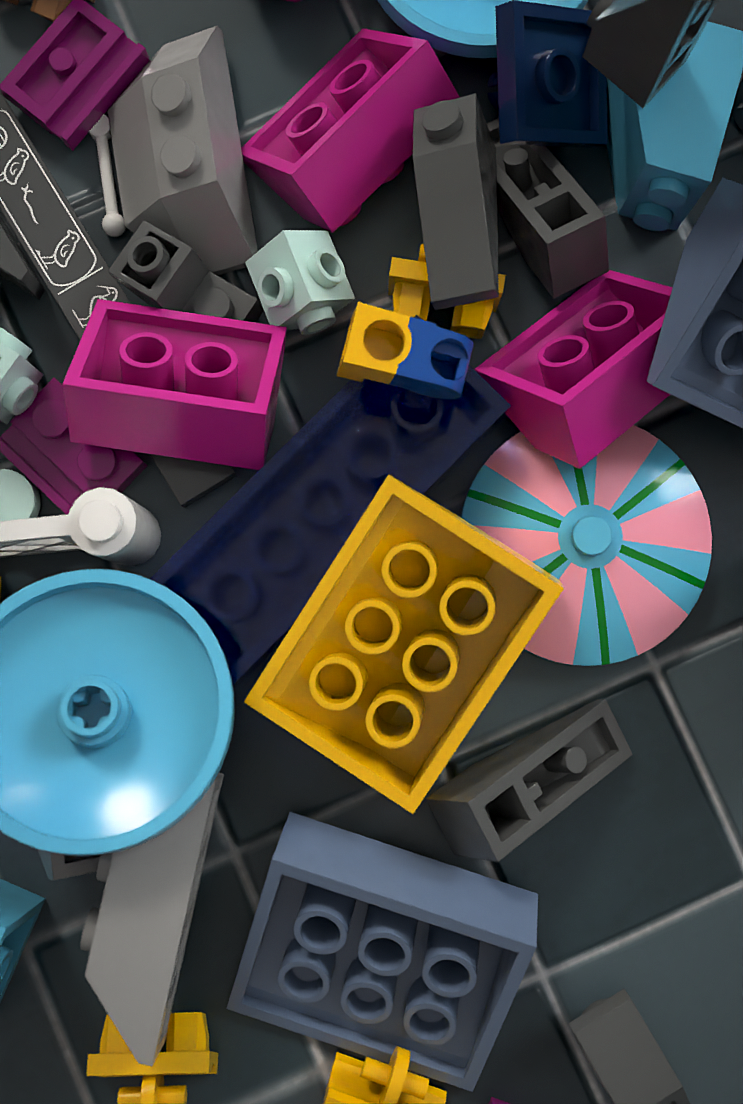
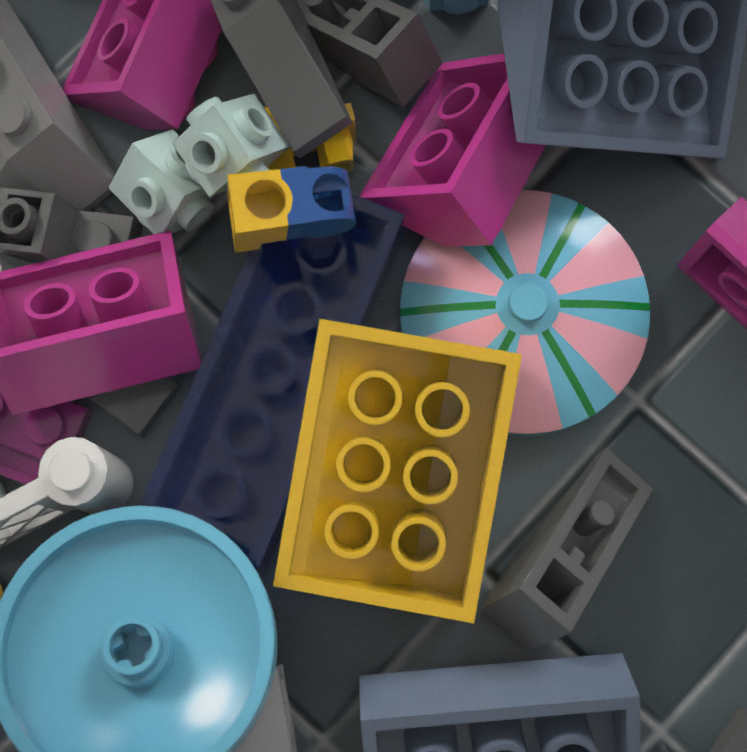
camera: 20 degrees left, 5 degrees down
(374, 267) = (228, 140): none -> light aqua brick

